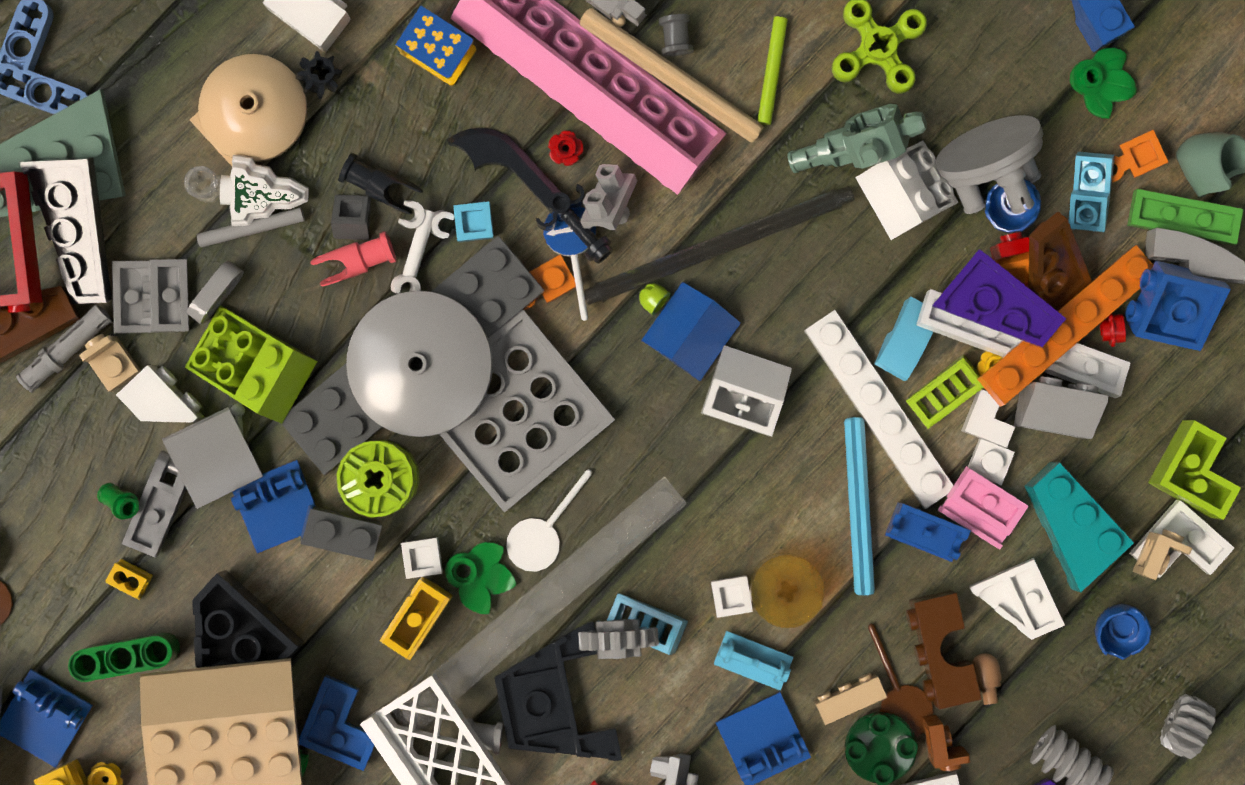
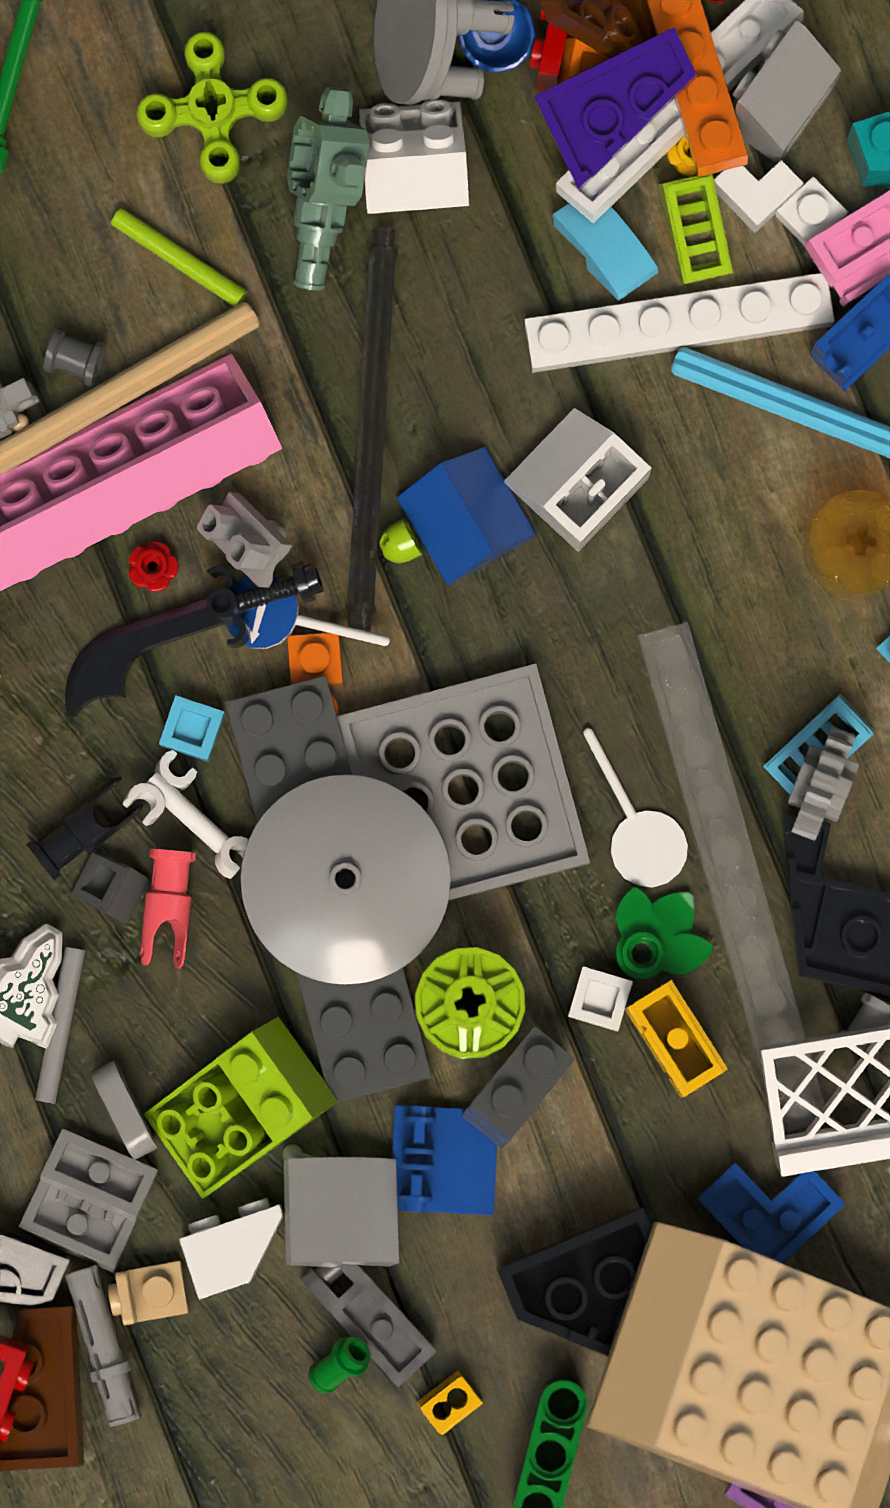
camera: 70 degrees left, 5 degrees down
(731, 596) = (834, 620): white plate -> none

